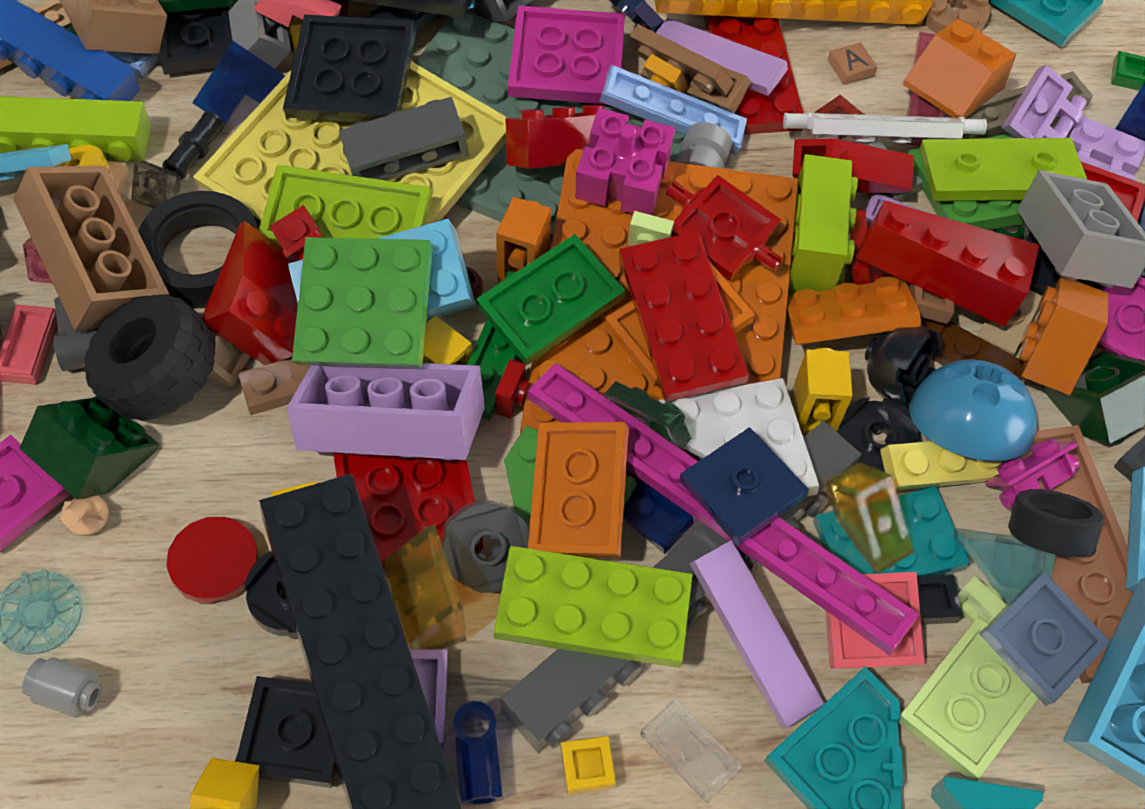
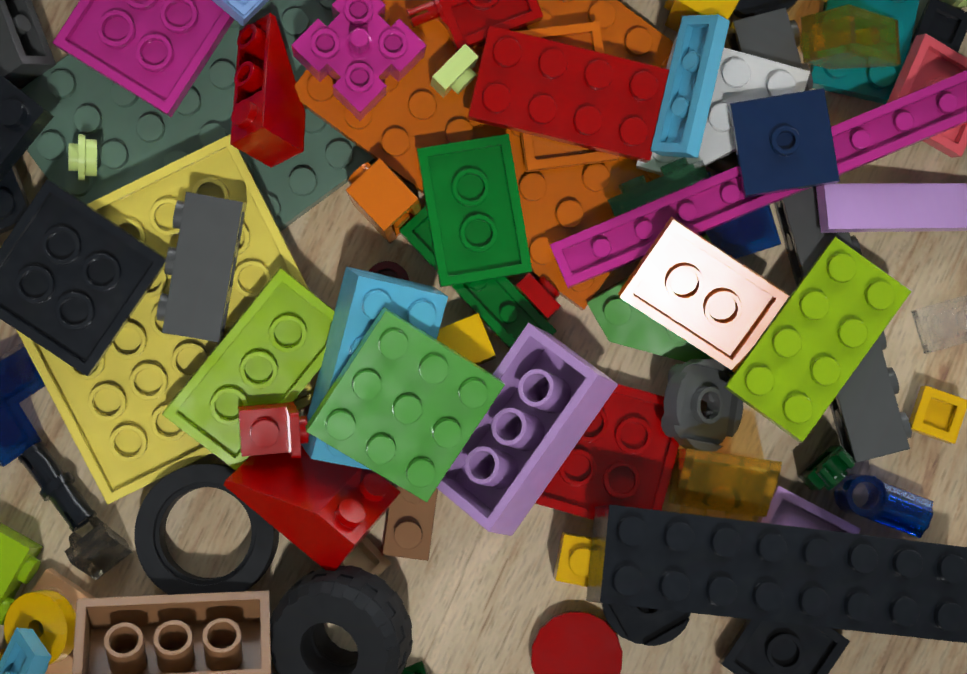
camera: 55 degrees left, 25 degrees up
(447, 55) = (83, 157): none -> yellowish green plate
(483, 681) = (827, 469): none -> dark green plate
(744, 391) = (690, 86): none -> medium azure plate

